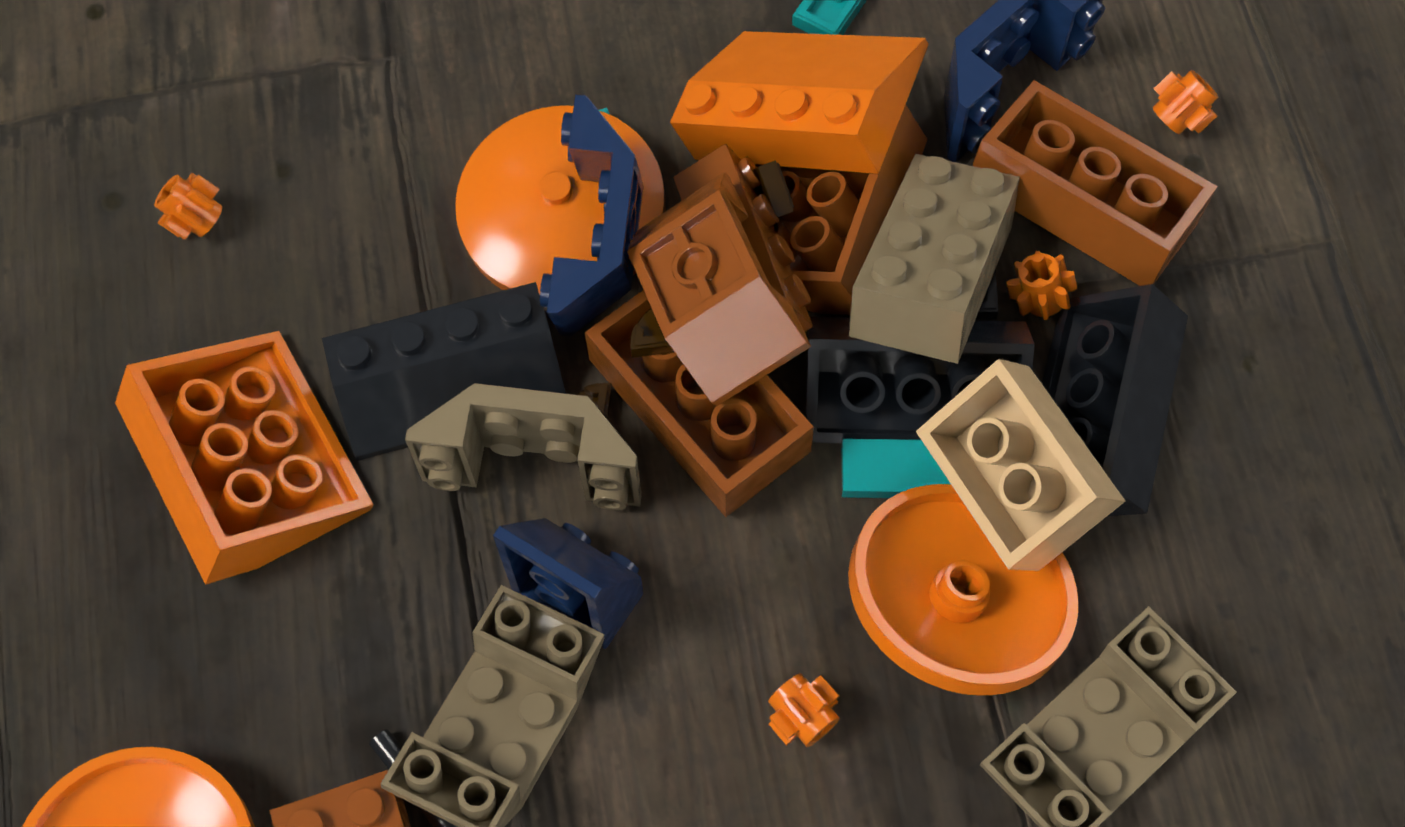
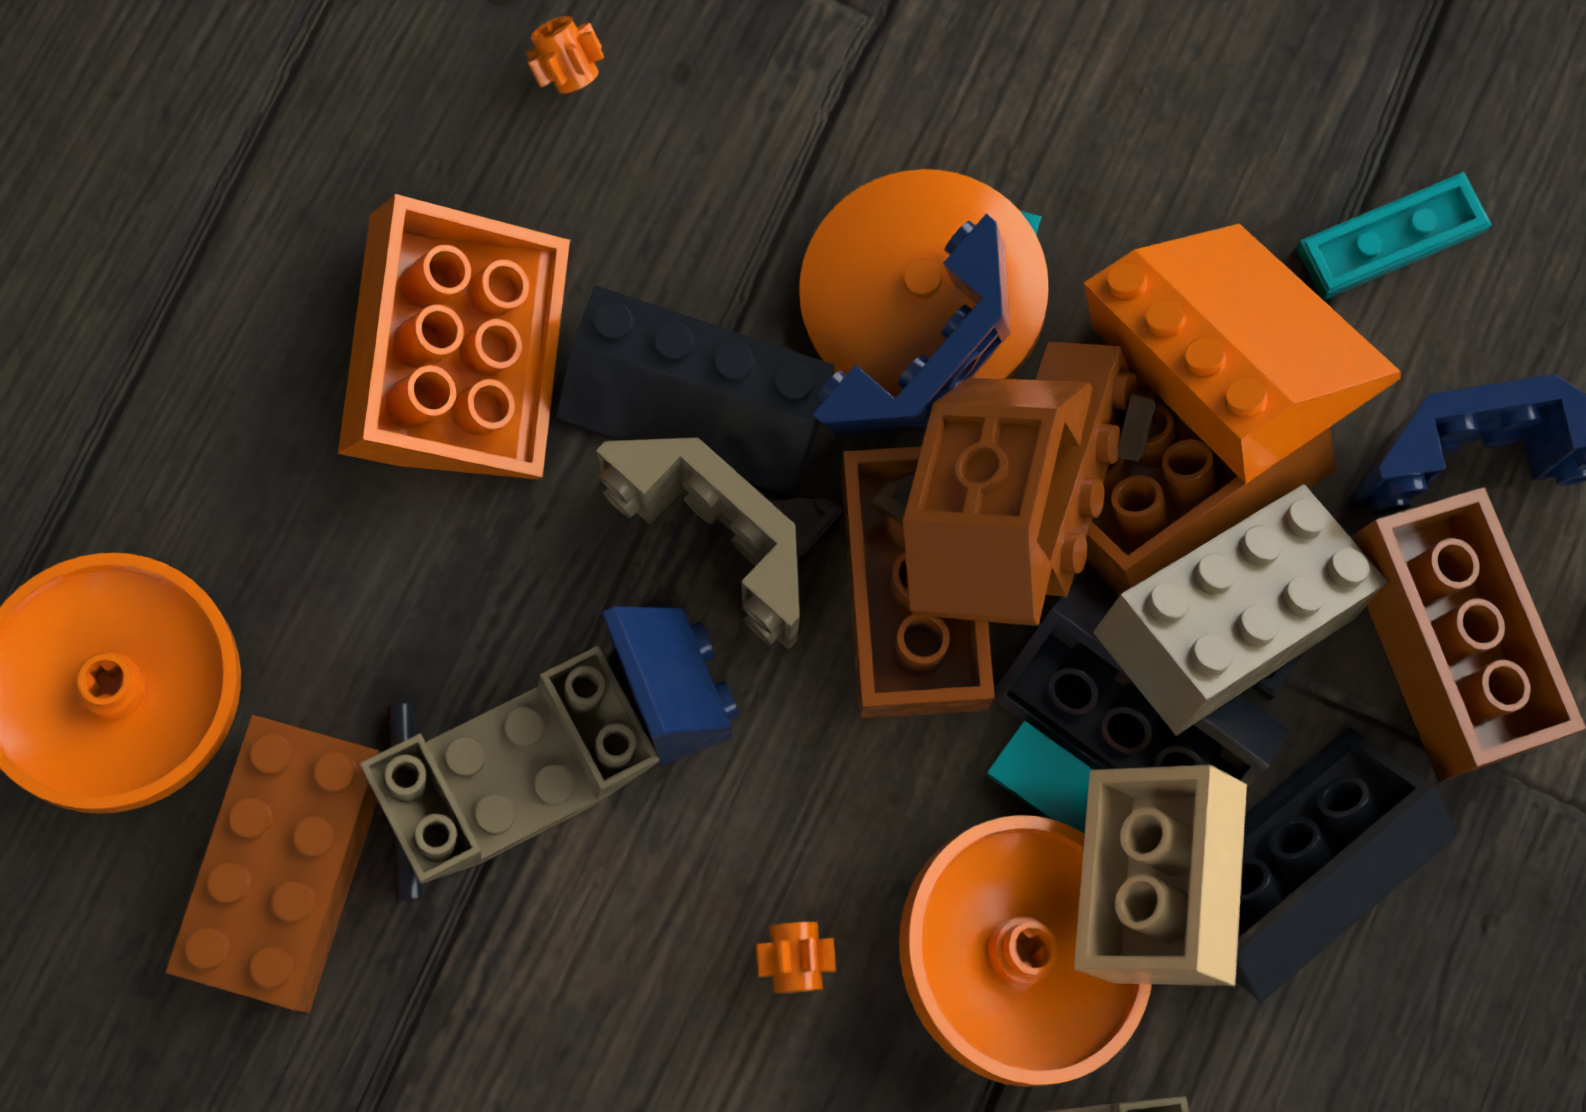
camera: 30 degrees right, 10 degrees up
(1042, 285) = (1349, 695): orange gear -> none

